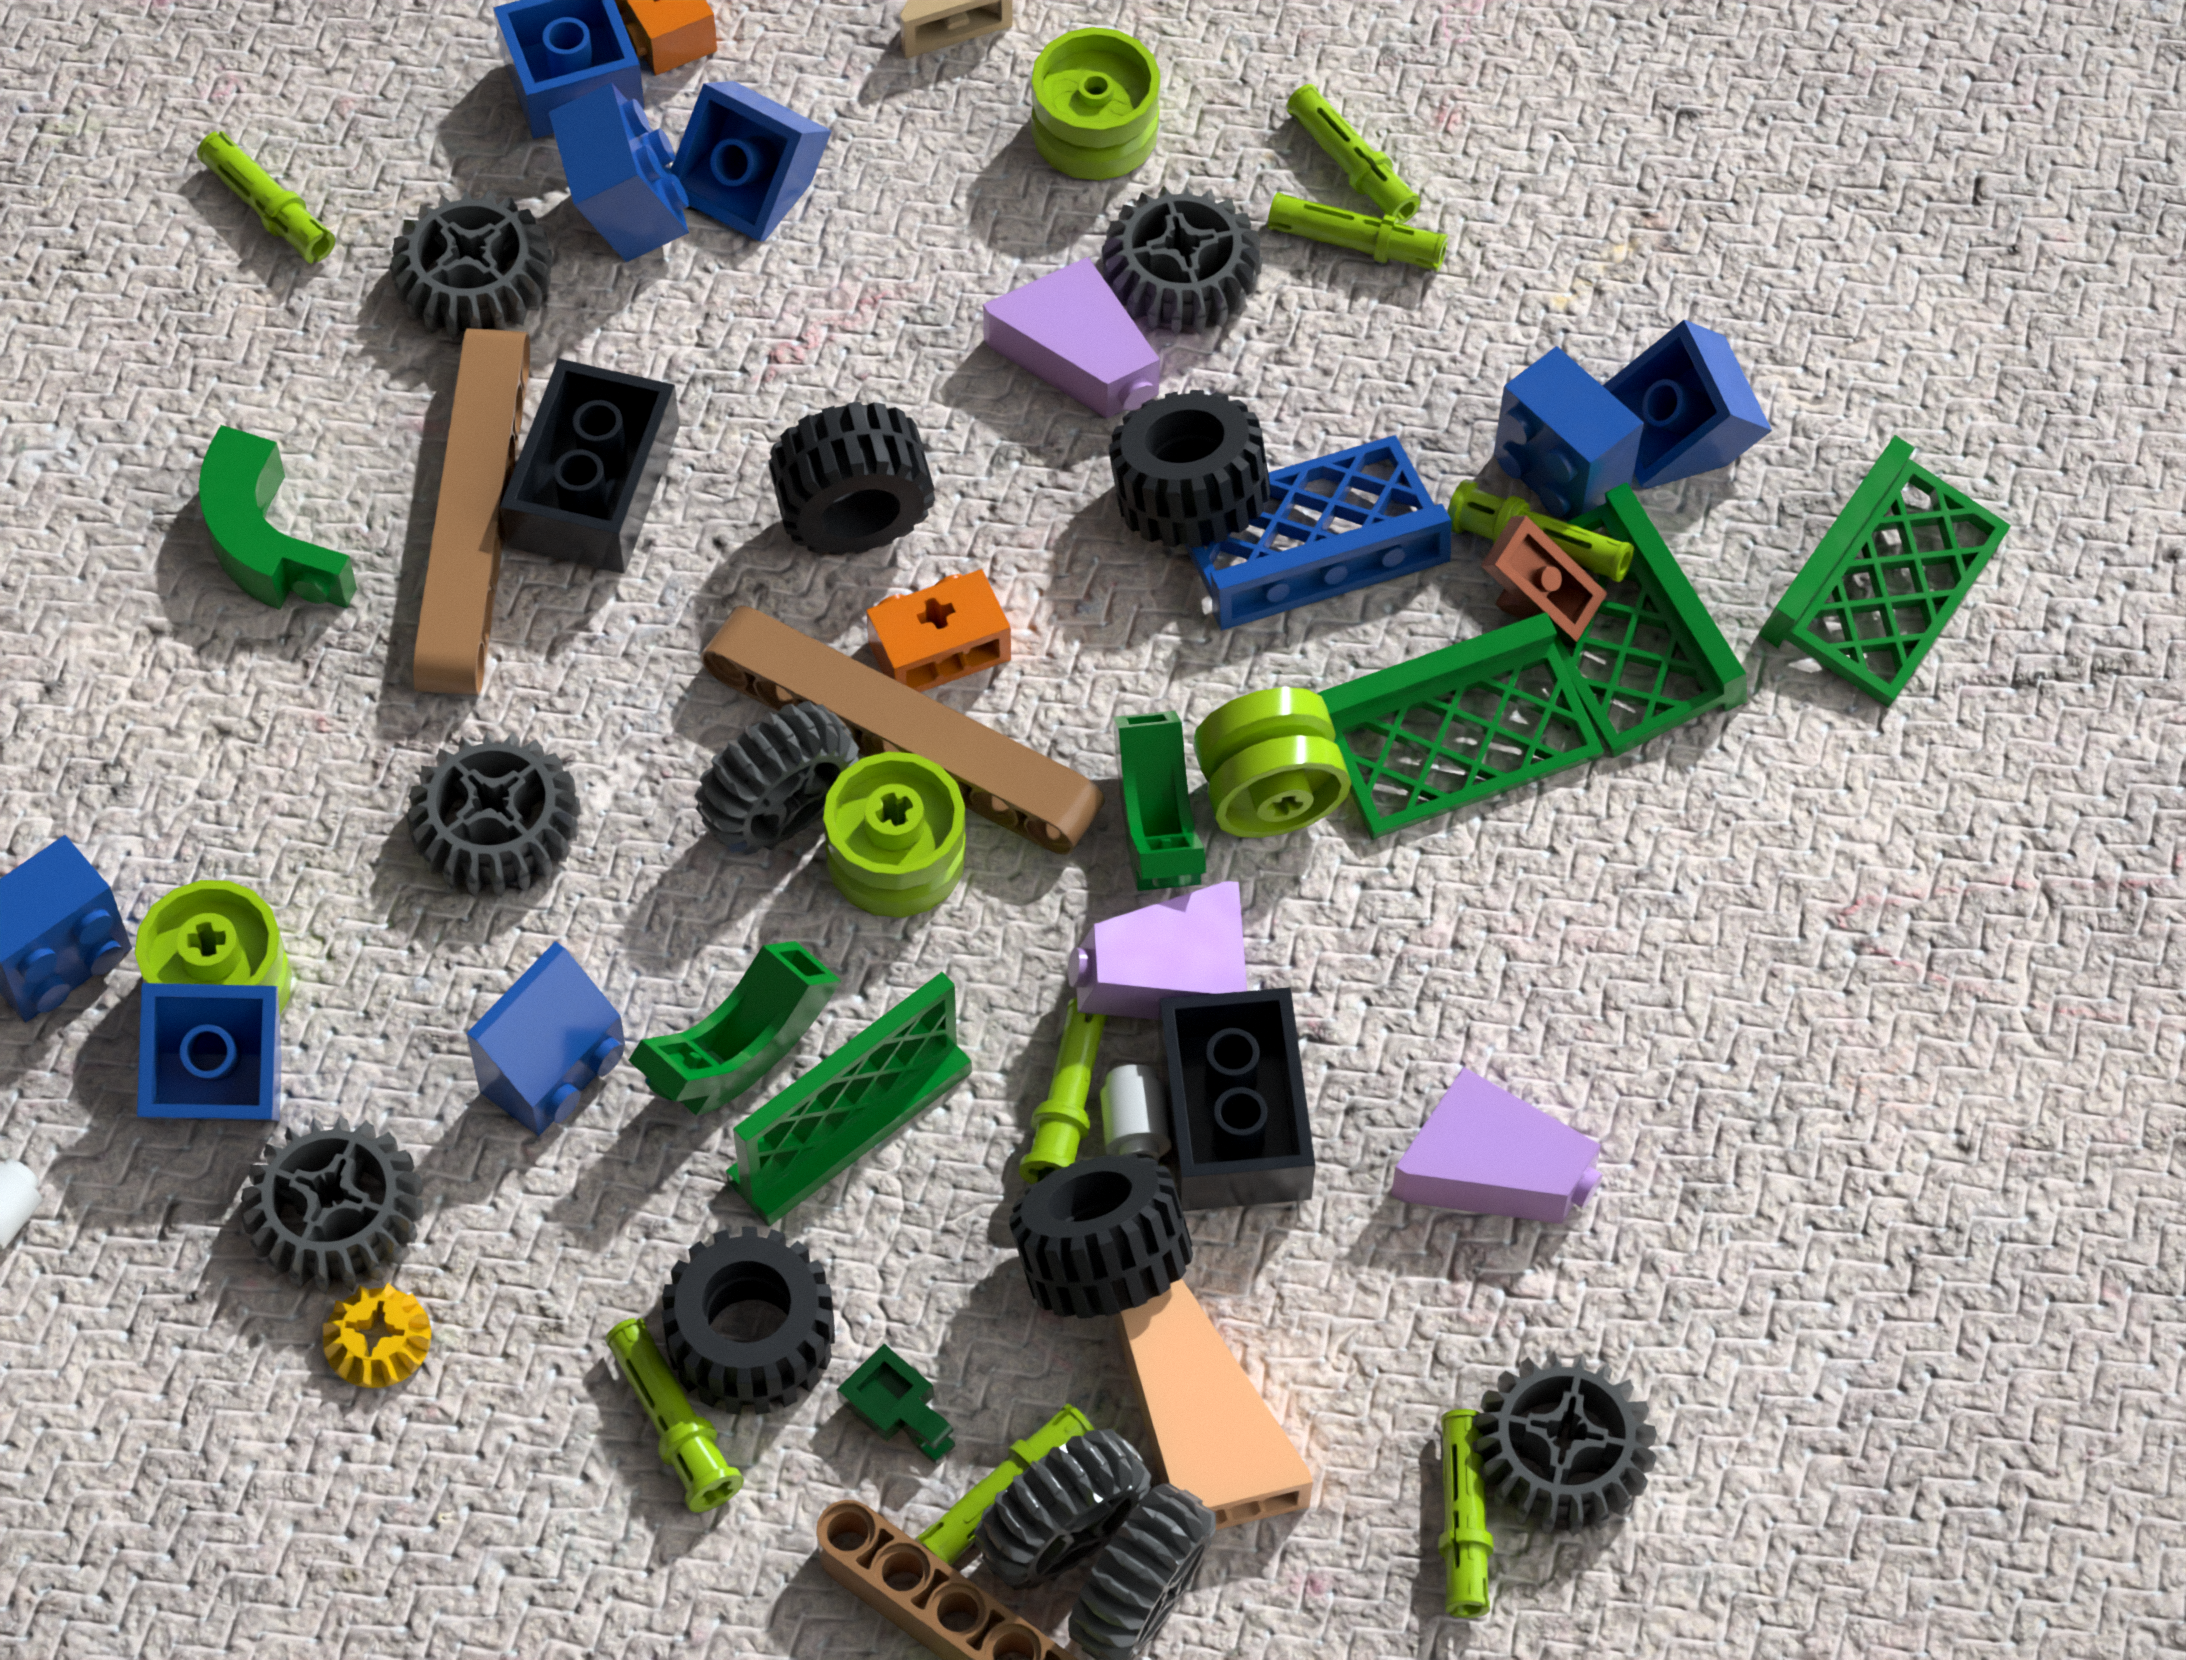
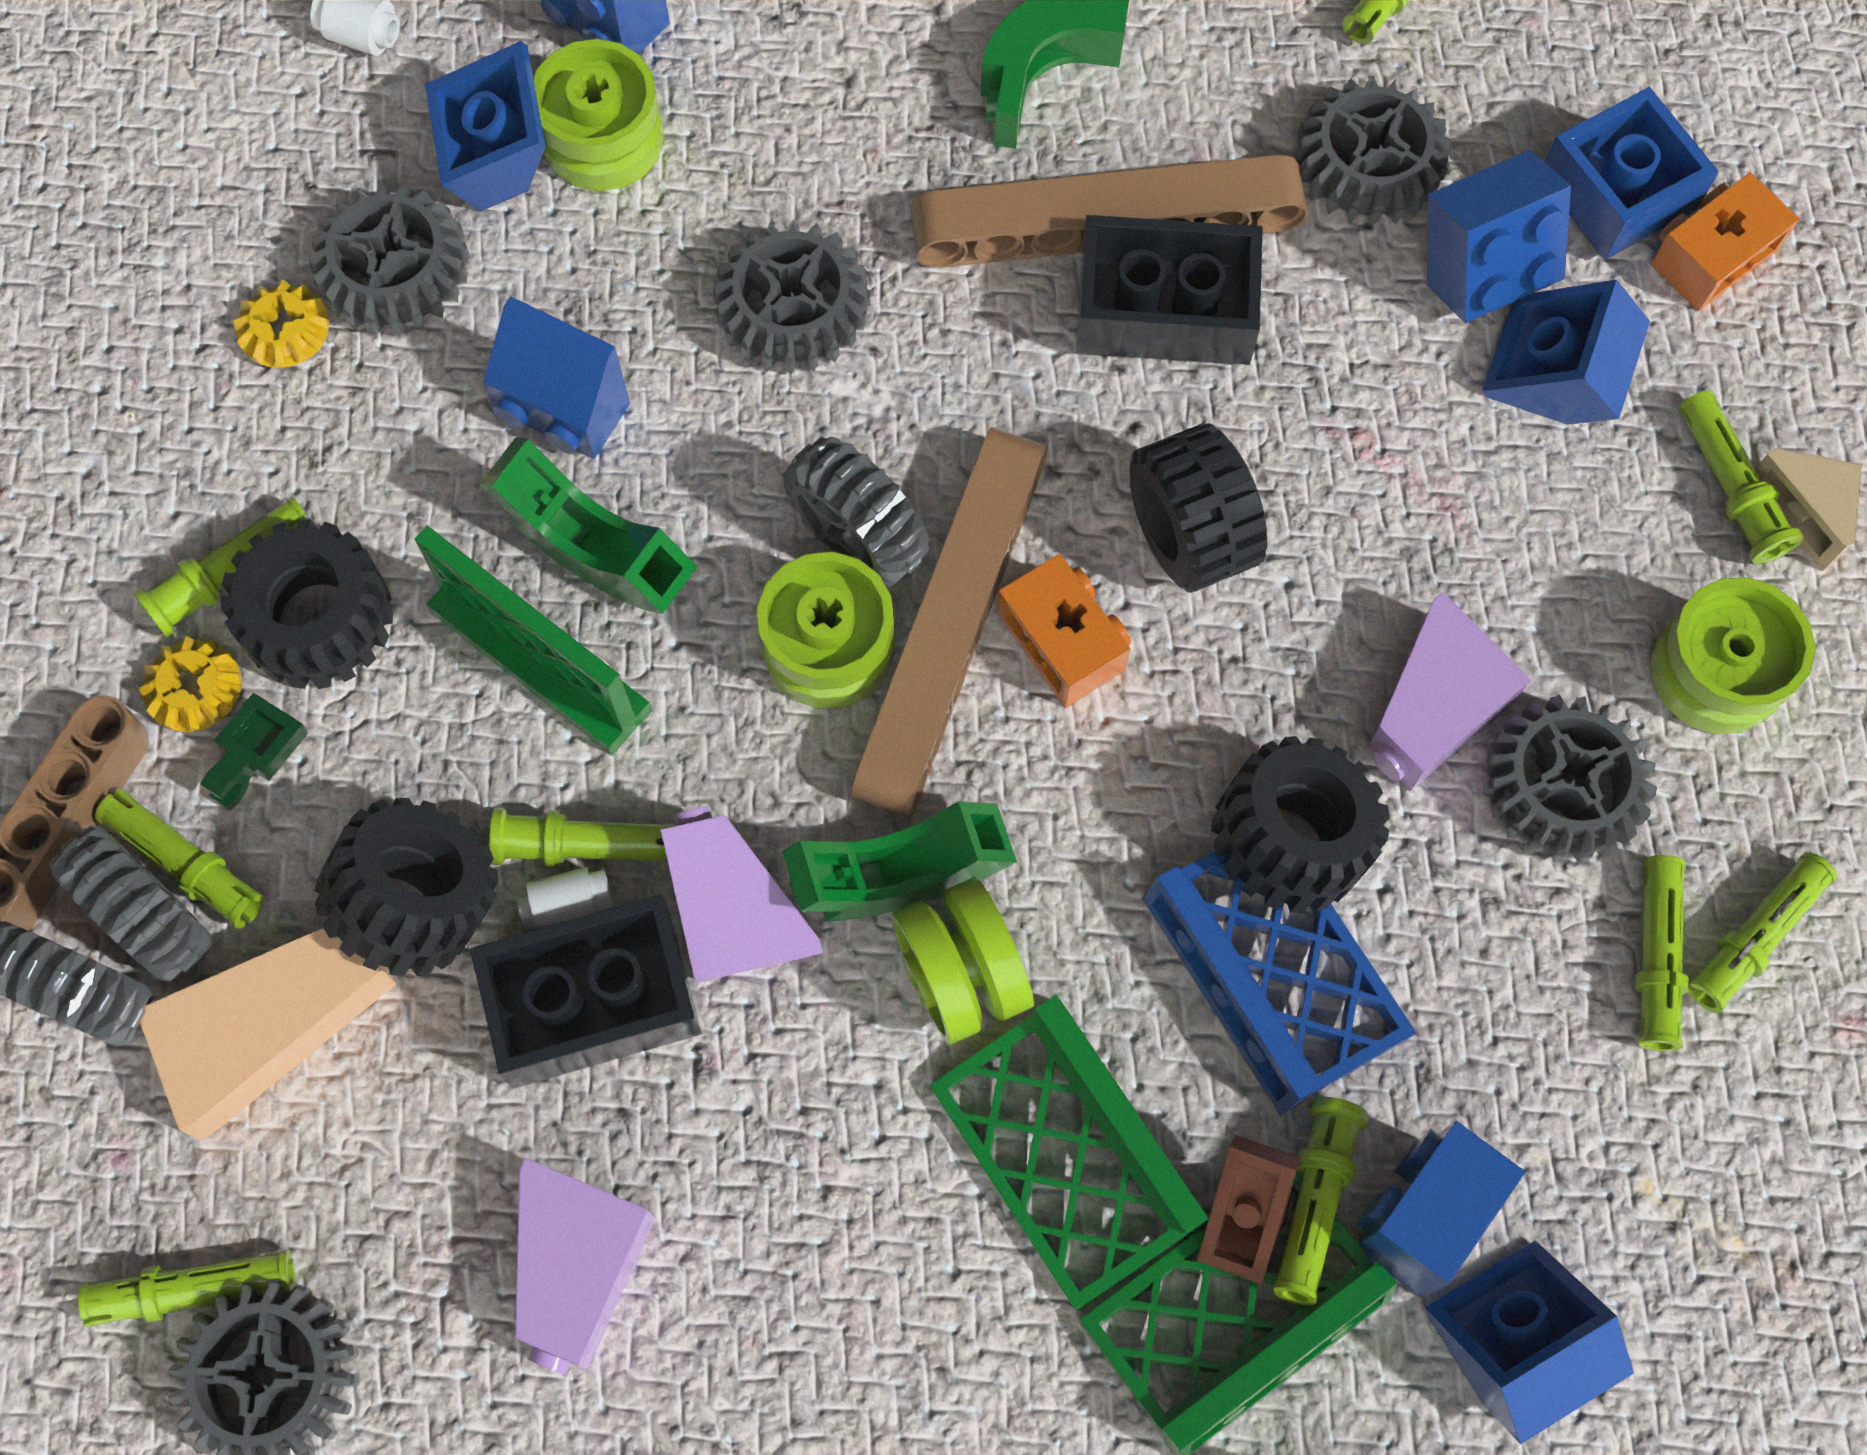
camera: 80 degrees right, 10 degrees up
(792, 1494) = (218, 685): none -> yellow gear
(933, 56) = (1749, 498): none -> lime pin

